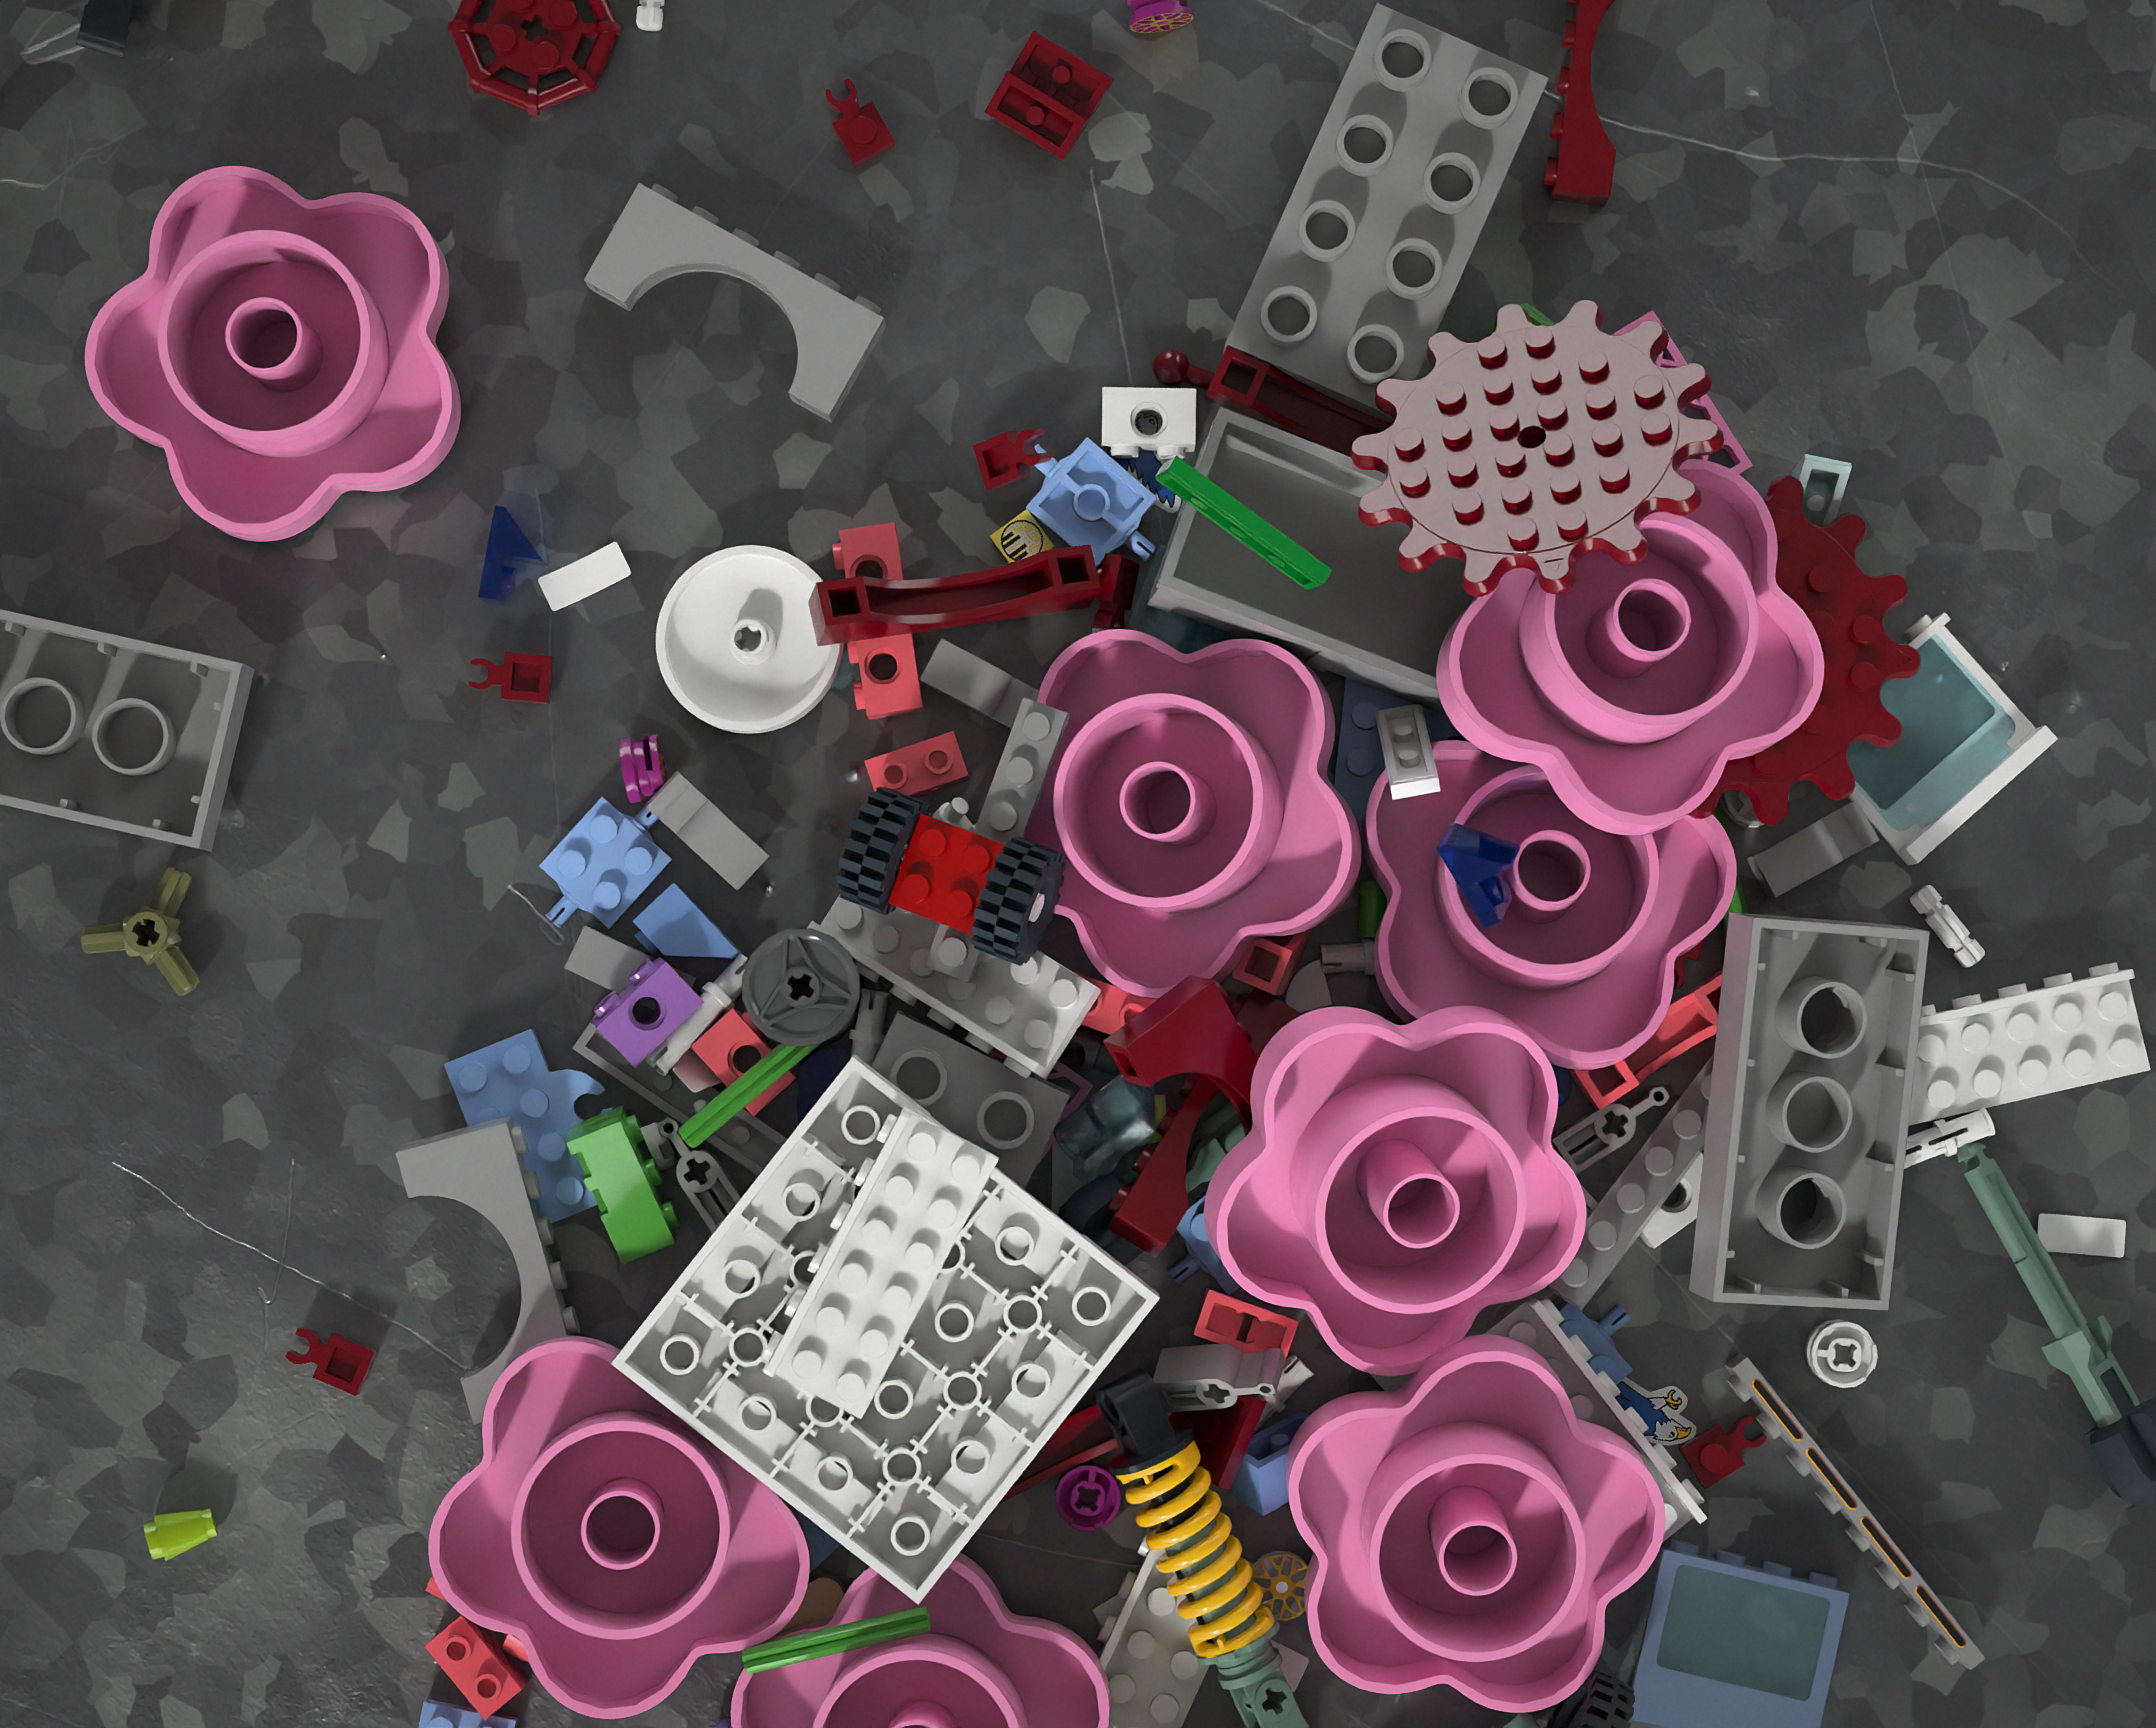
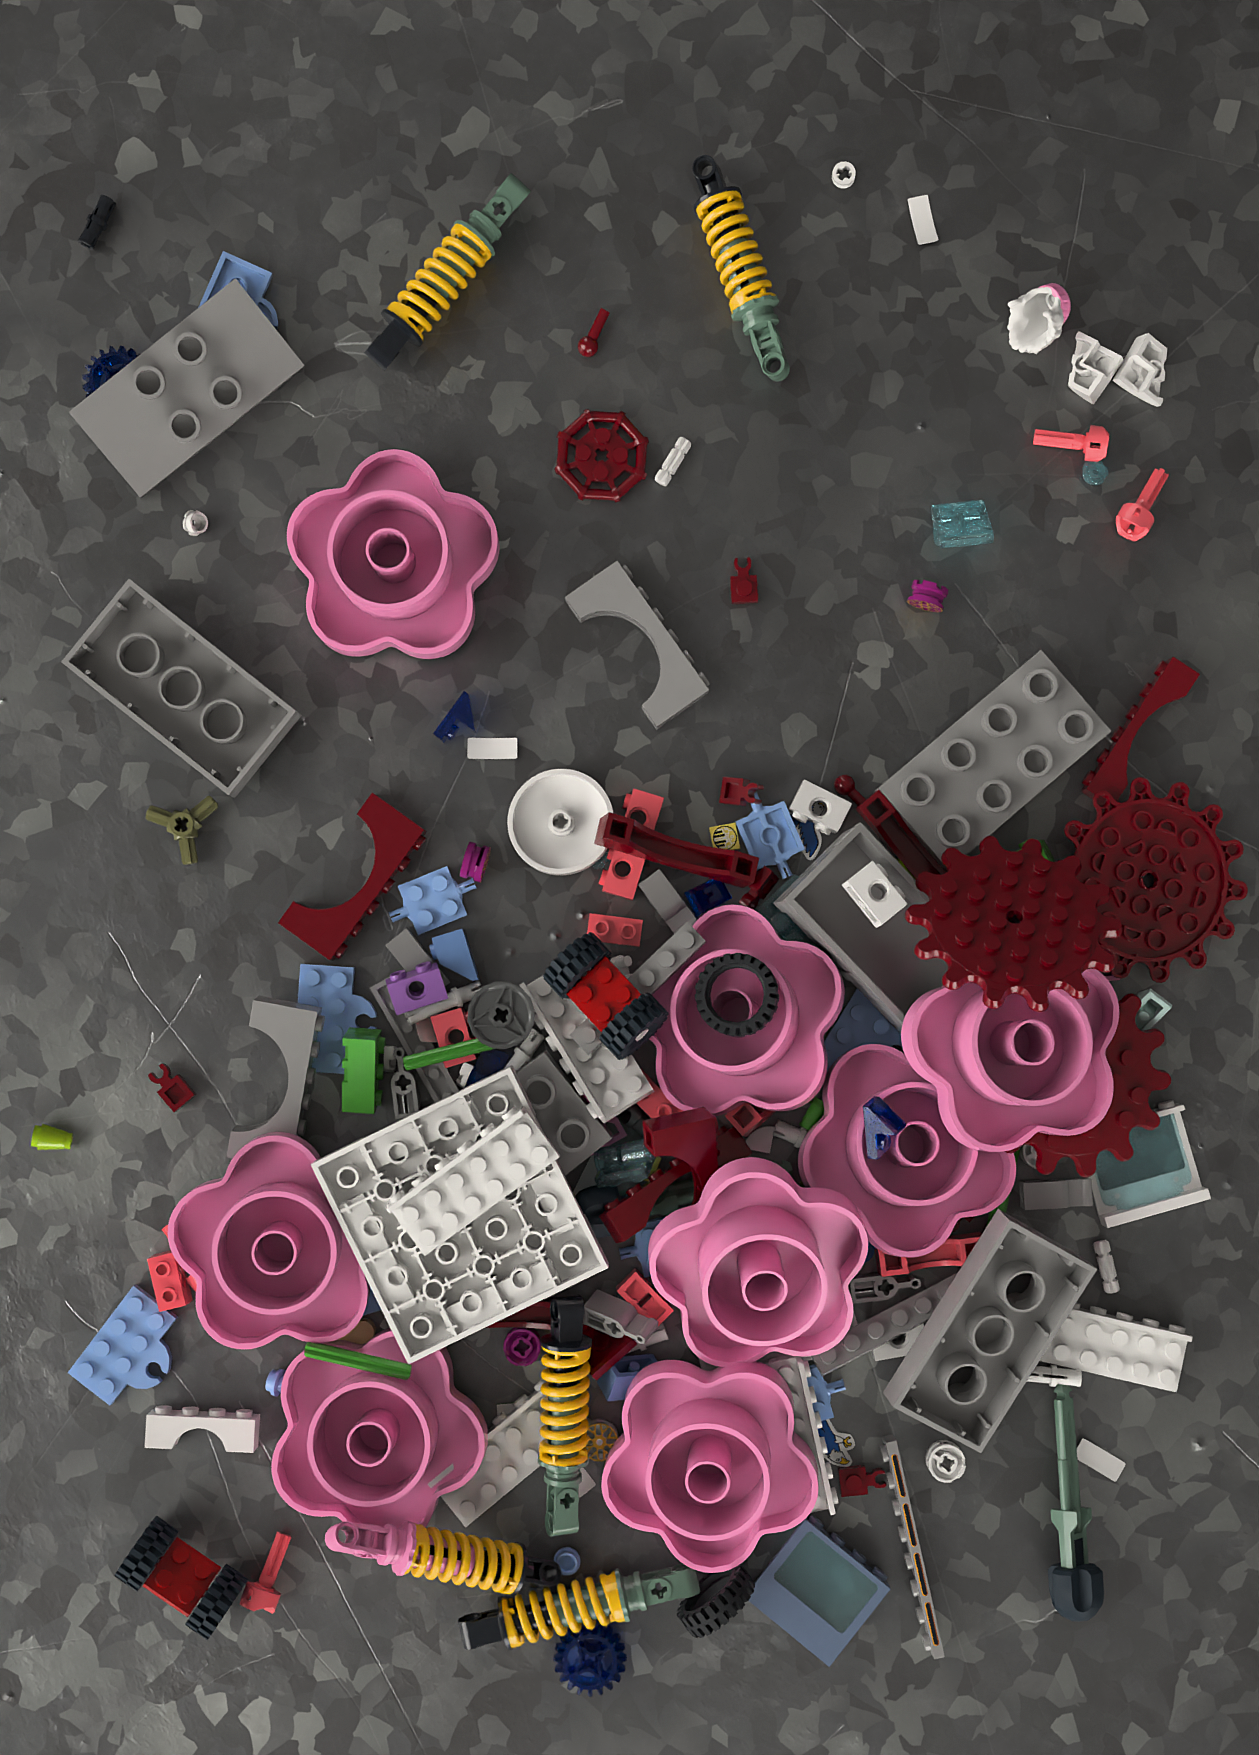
camera: 25 degrees right, 0 degrees up
(467, 982) = (331, 928): none -> dark red arch
(521, 677) = (434, 785): dark red plate -> none
(707, 830) = (492, 910): light grey piece -> none
(789, 1112) = (464, 1074): none -> white tile
(1037, 647) = (707, 896): none -> clear blue slope
(1049, 95) = (848, 615): dark red slope -> none
(1099, 760) = (704, 987): none -> black tyre
(1242, 523) = (843, 889): green tile -> none
(1327, 499) = (860, 890): none -> white brick
(1407, 751) = (871, 1044): white tile -> none
(1775, 240) = (1187, 870): none -> dark red plate

